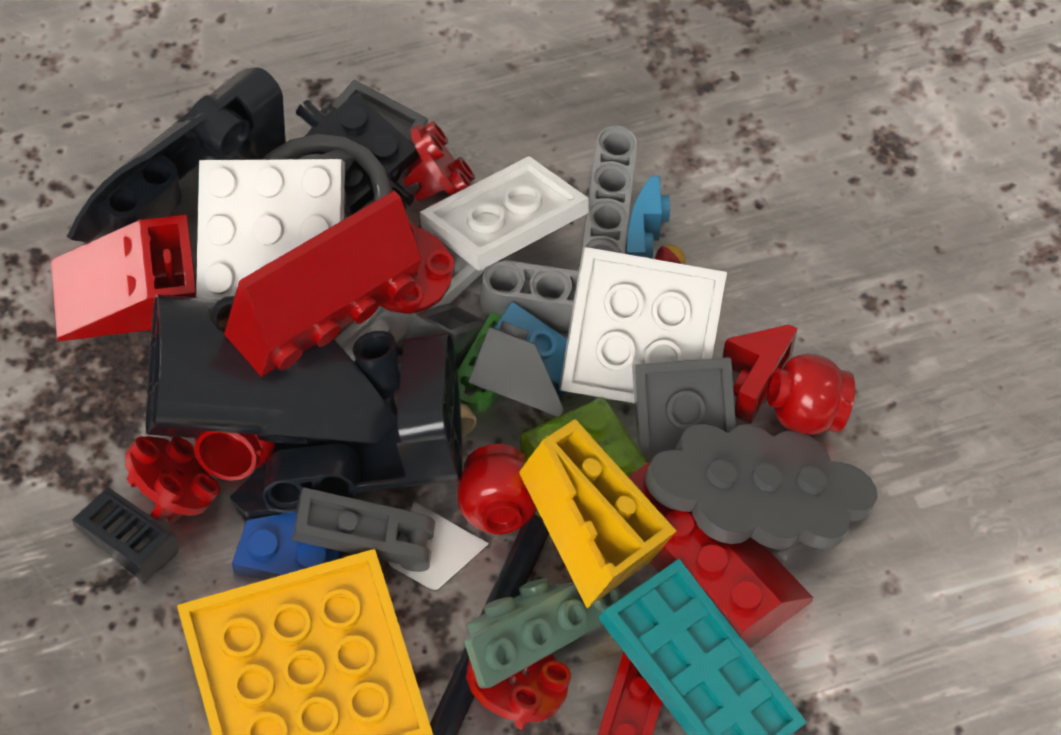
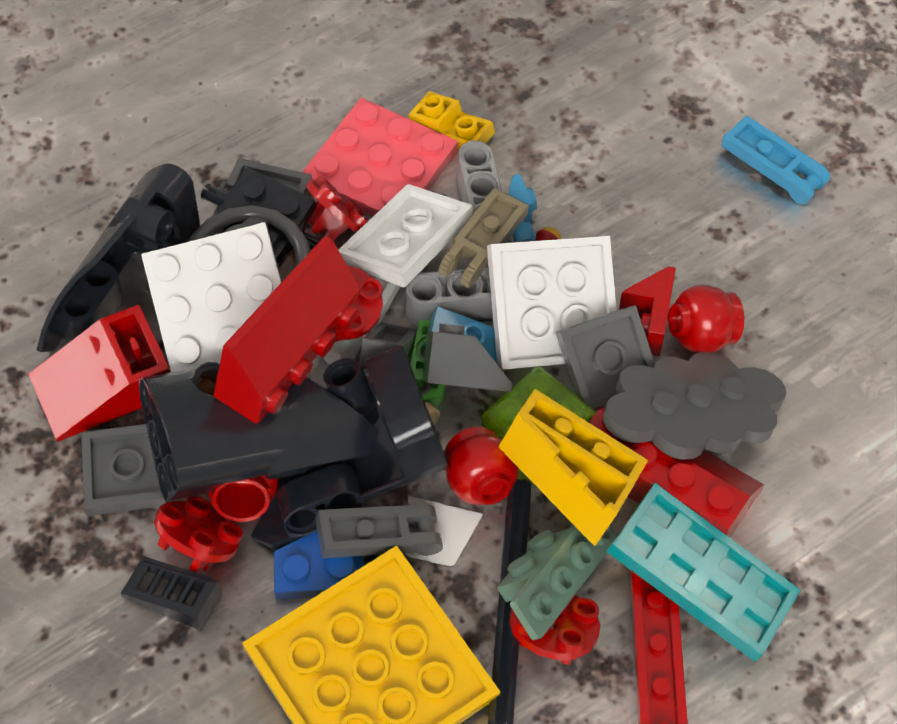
camera: 15 degrees left, 0 degrees up
(109, 389) = (119, 471): none -> dark grey plate
(514, 113) = (379, 154): none -> coral plate
(598, 226) = (490, 224): none -> dark tan hinge
(605, 97) = (447, 118): none -> yellow slope
(968, 234) = (776, 159): none -> dark azure plate

